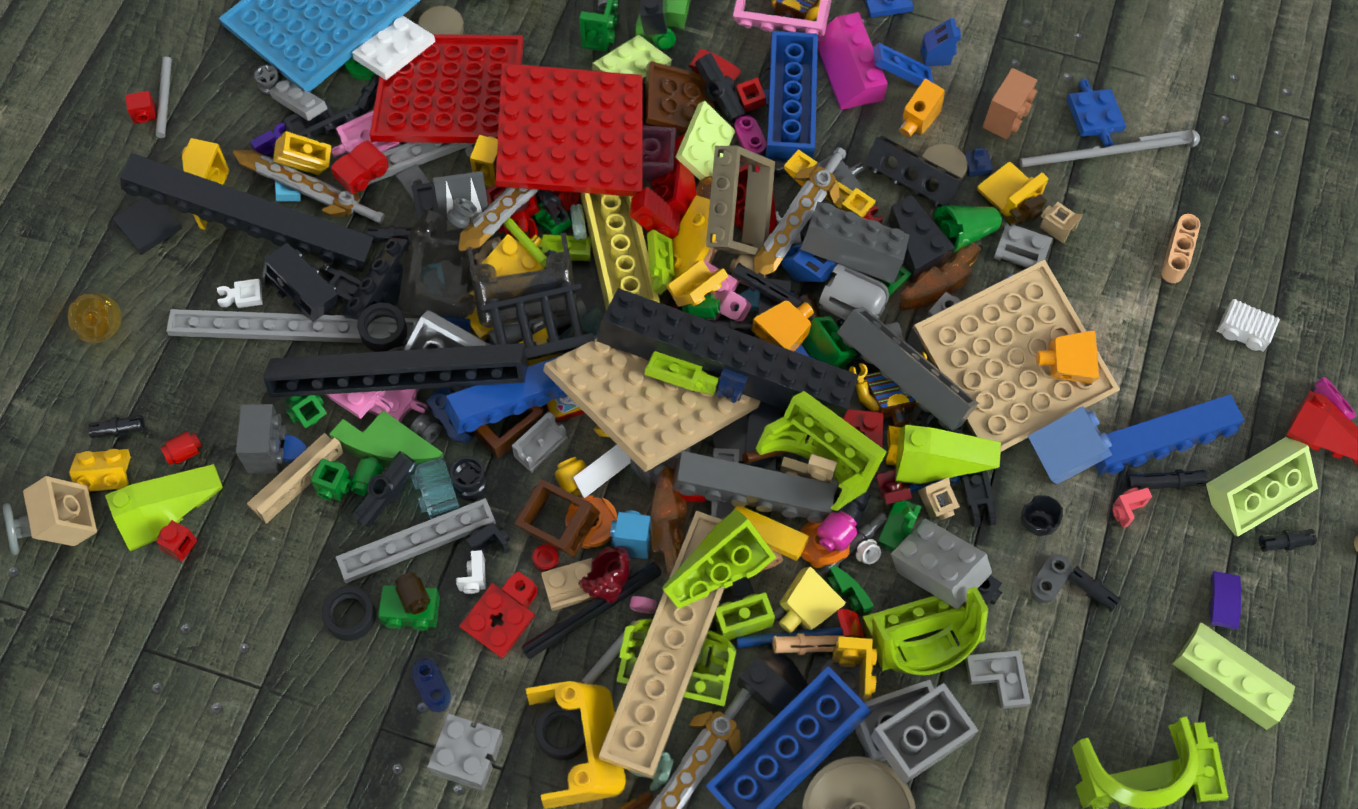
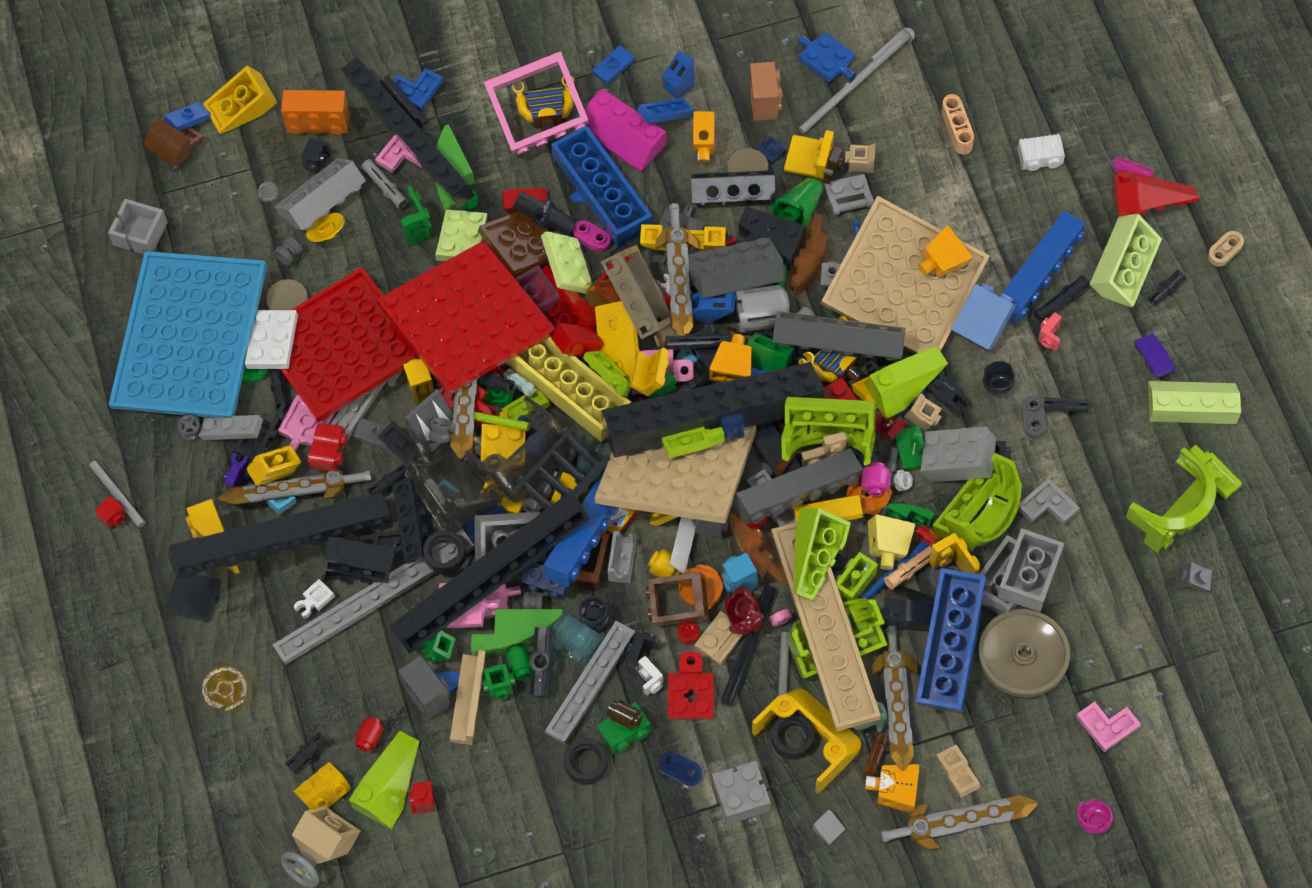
camera: 30 degrees left, 0 degrees up
(748, 89) = (570, 197): red plate -> none

